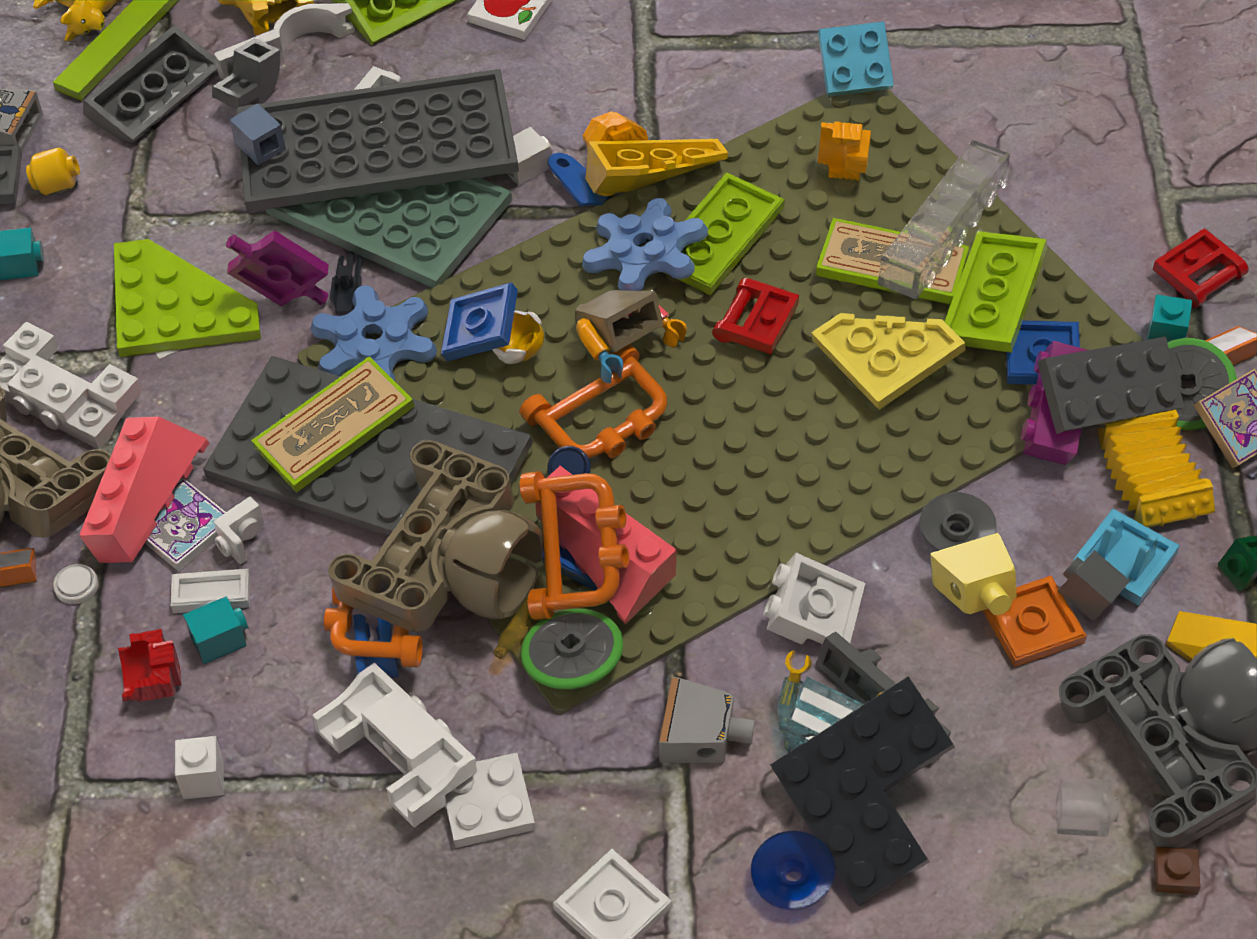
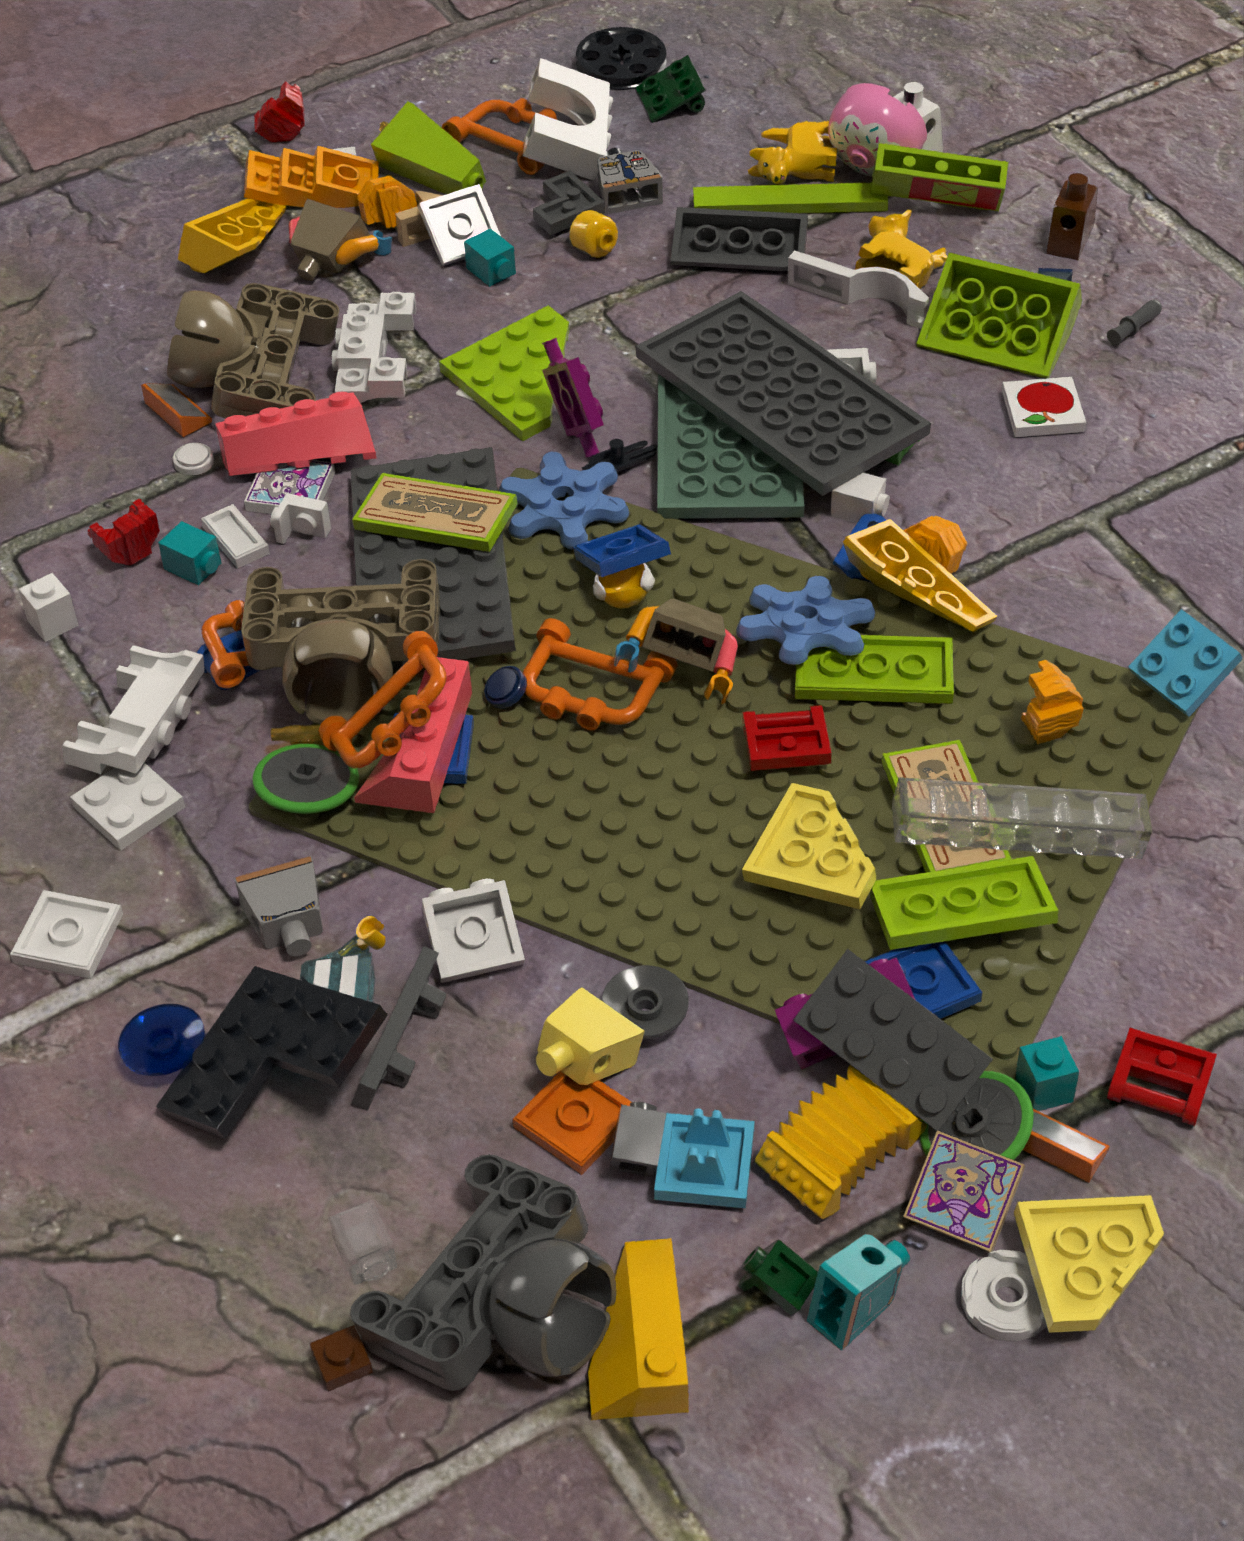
camera: 60 degrees right, 5 degrees down
(253, 76) = (795, 291): dark grey brick -> none
(257, 134) = (707, 310): sand blue brick -> none

